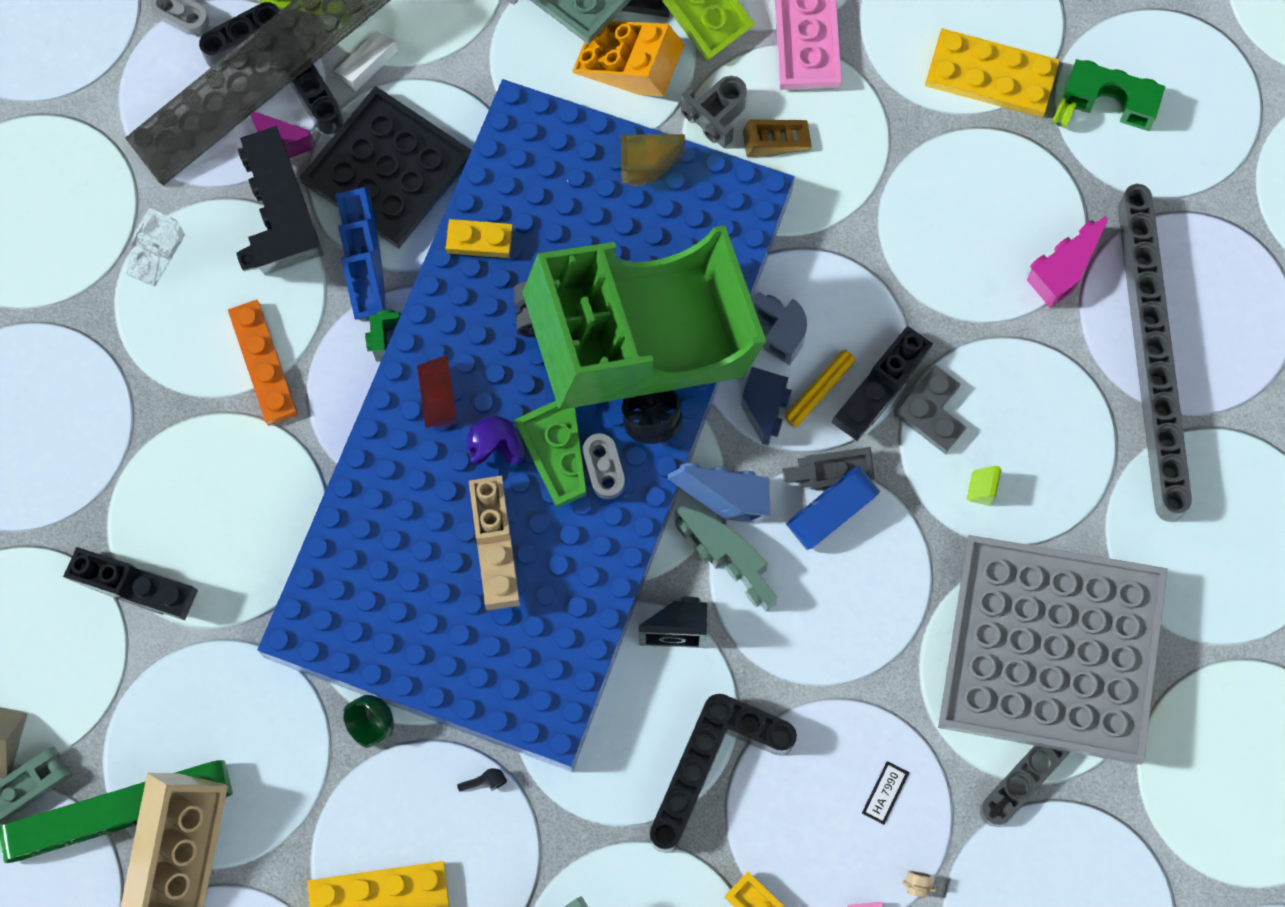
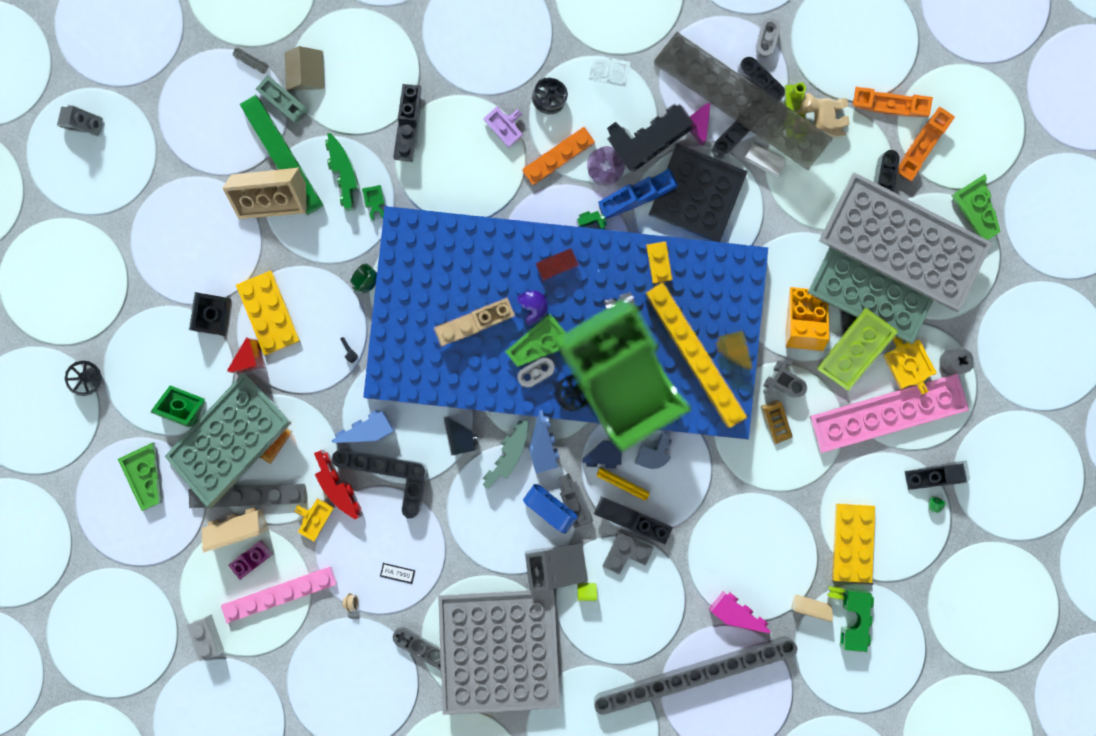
camera: 70 degrees right, 15 degrees up
(155, 342) = (544, 103): none -> black wheel
(165, 710) = (342, 165): none -> green slope
(186, 432) = (504, 125): none -> lavender plate
(239, 671) = (374, 199): none -> green plate
(295, 276) = (596, 171): none -> clear purple plate
(629, 771) = (372, 429): none -> medium blue slope
(647, 213) = (695, 355): none -> yellow brick
(724, 855) = (338, 493): none -> red slope
(932, 525) = (555, 567): none -> dark grey slope
(1081, 153) = (812, 608): none -> tan slope

